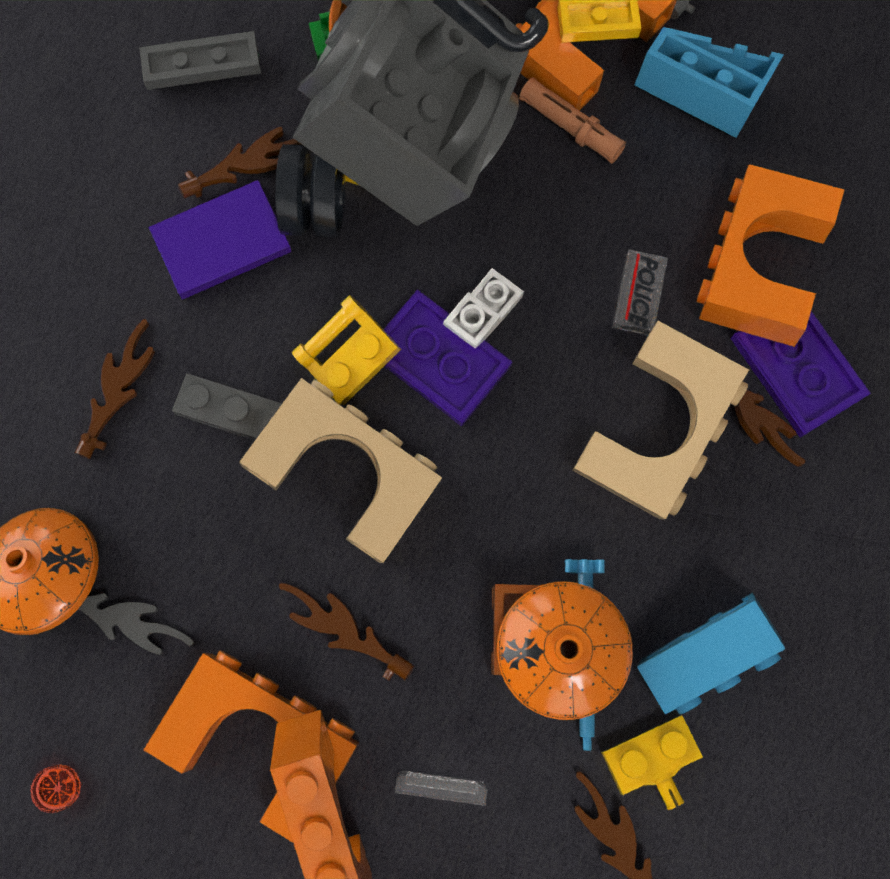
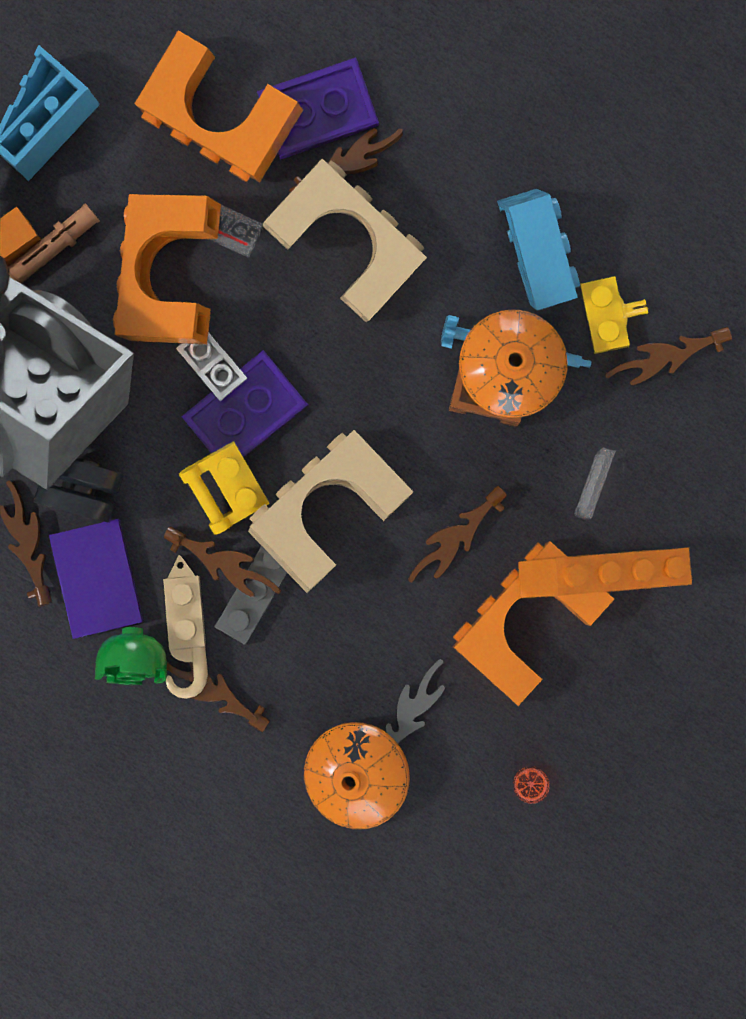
camera: 75 degrees left, 10 degrees up
(133, 287) = (131, 658): none -> green cylinder
(183, 343) = (186, 626): none -> tan plate
(262, 368) = (227, 561): none -> reddish brown piece
(618, 211) = (151, 225): none -> orange arch

